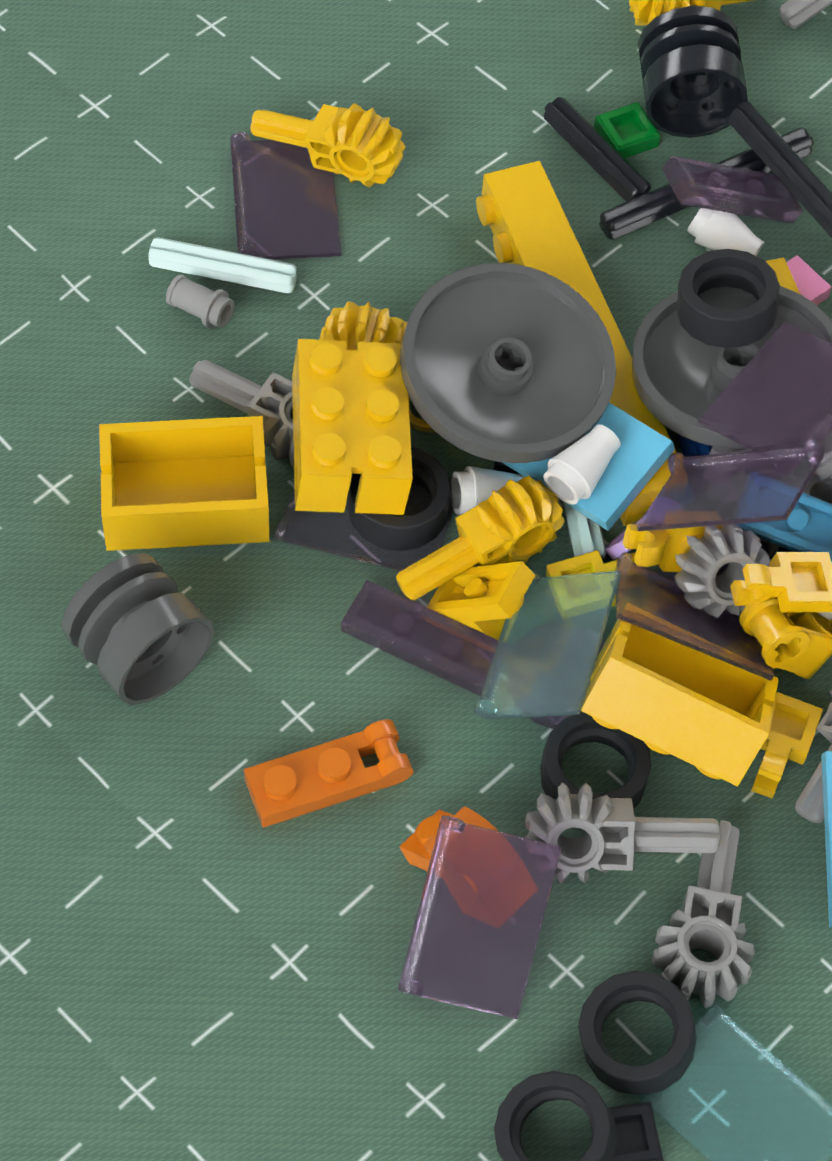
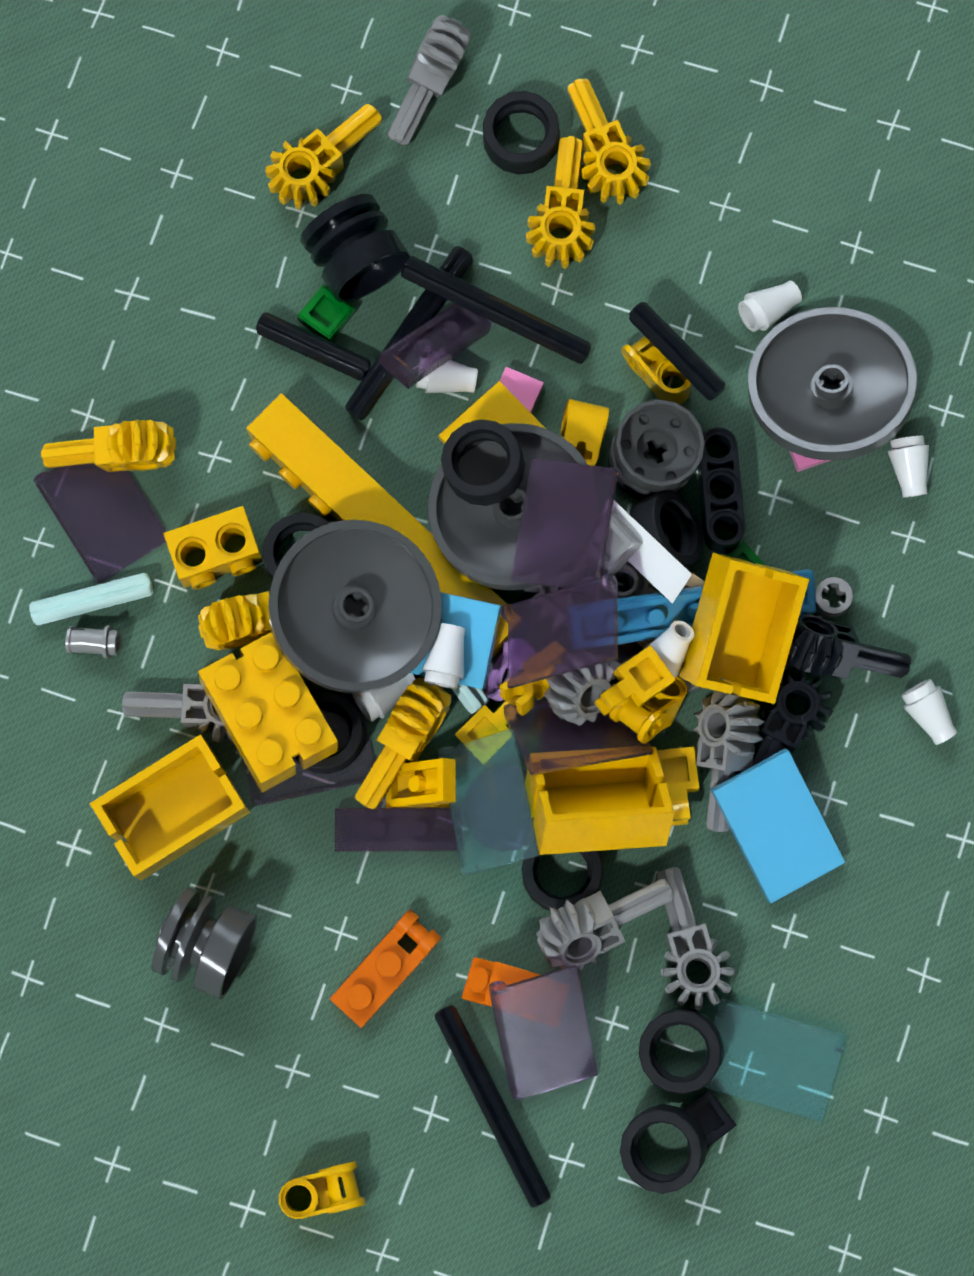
camera: 20 degrees left, 20 degrees up
(112, 974) = (325, 1191): none -> yellow piece
(369, 989) = (492, 1106): none -> black axle
(381, 269) = (210, 536): none -> yellow brick

